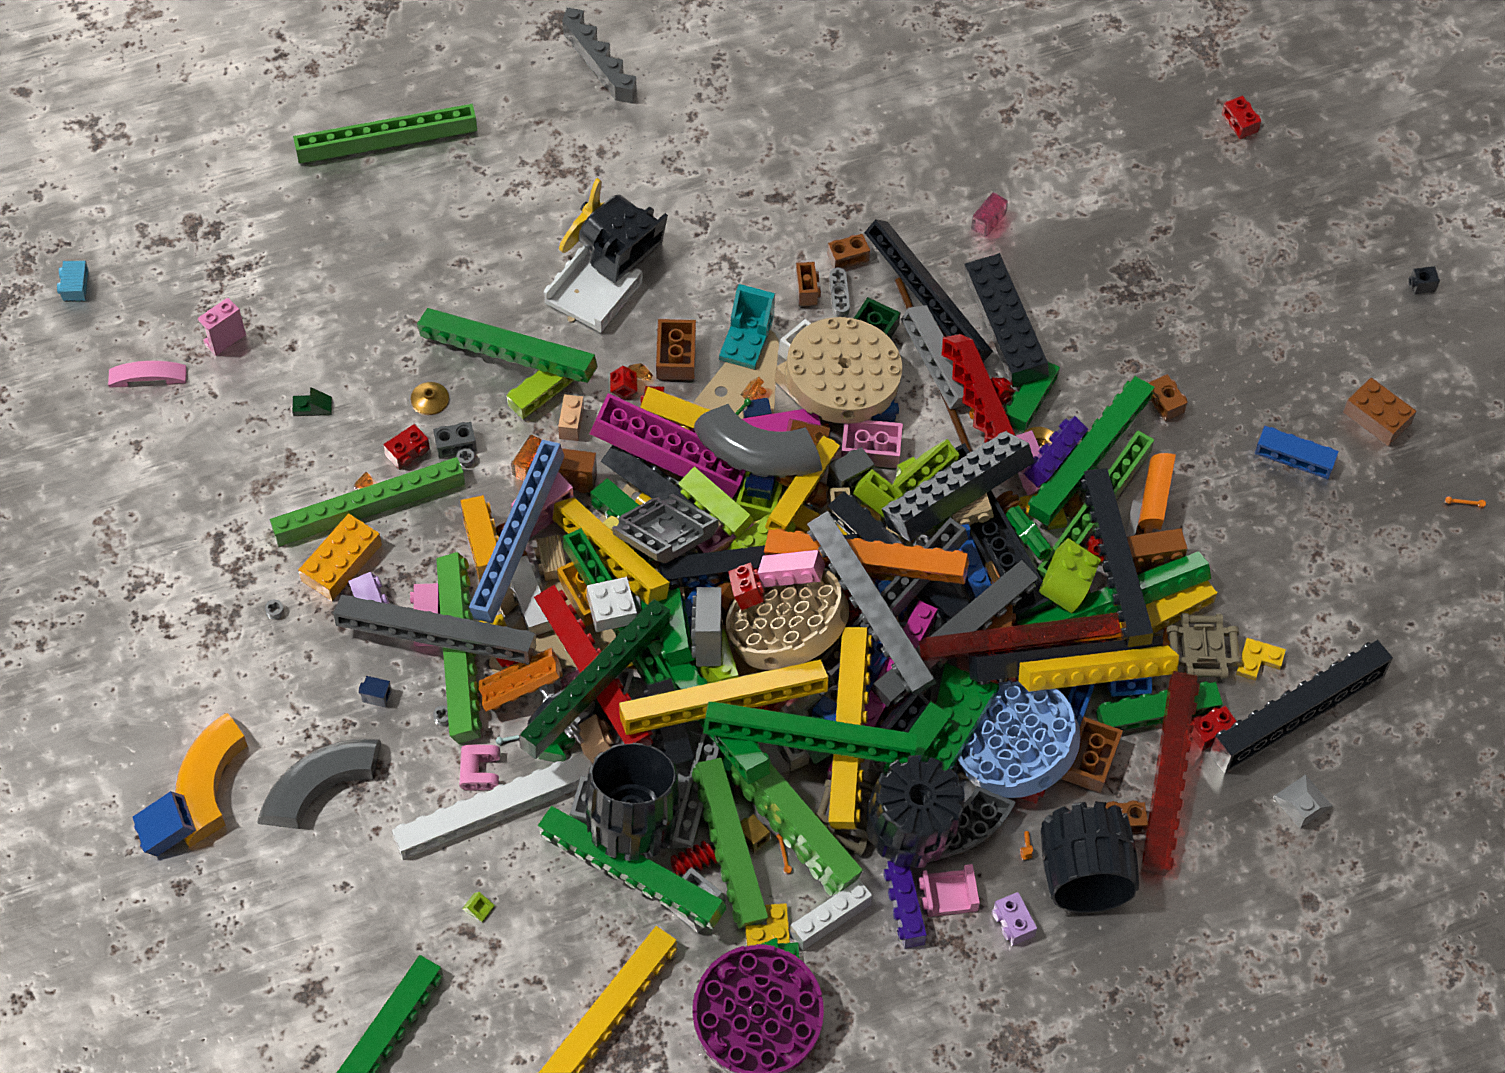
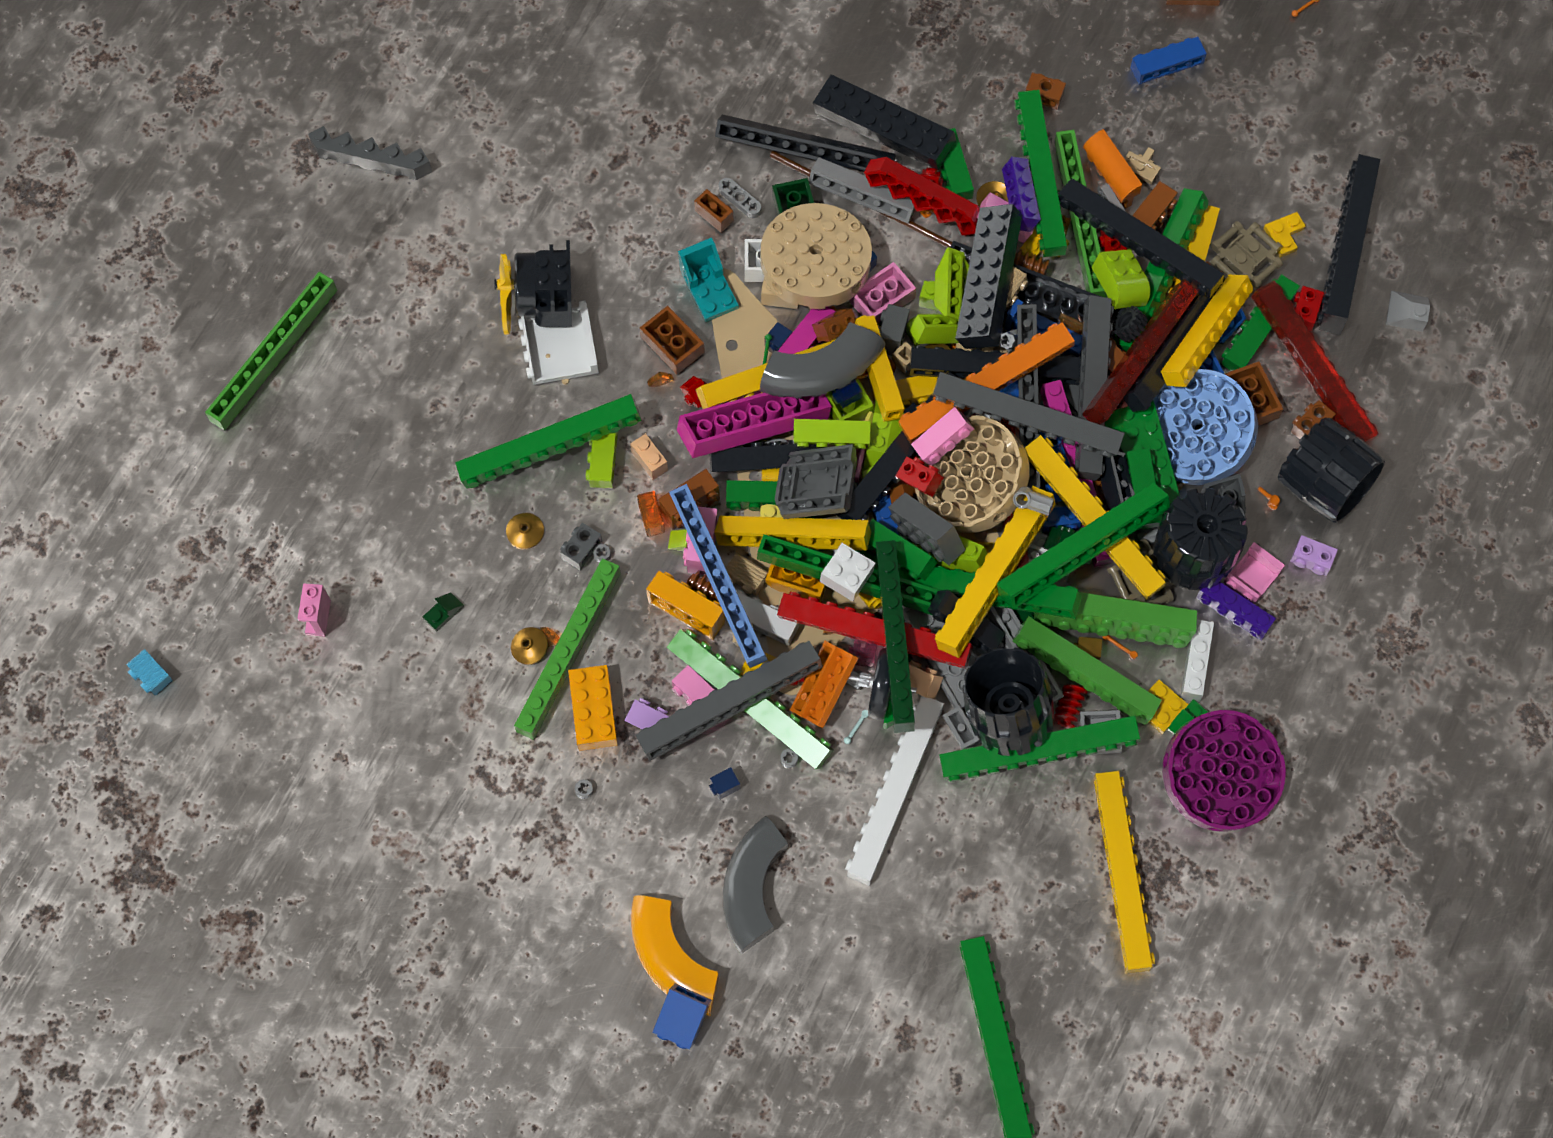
camera: 40 degrees left, 10 degrees up
(147, 371) = (287, 695): bright pink slope -> none
(344, 478) = (534, 651): none -> pearl gold dish
(406, 446) = (551, 582): red brick -> none
(469, 767) = (843, 772): bright pink connector -> none
(478, 906) = (956, 870): lime slope -> none
(623, 382) = (659, 397): red brick -> none
(753, 388) = (756, 324): clear orange tile -> none
(802, 664) = (1036, 501): none -> light grey piece
(848, 251) = (719, 162): dark orange brick -> none
(989, 214) = (788, 49): clear pink brick -> none
(1029, 532) = (1062, 270): green piece -> none
(1037, 611) = (1129, 324): none -> black tyre
(1188, 513) = (1143, 165): none -> tan hinge

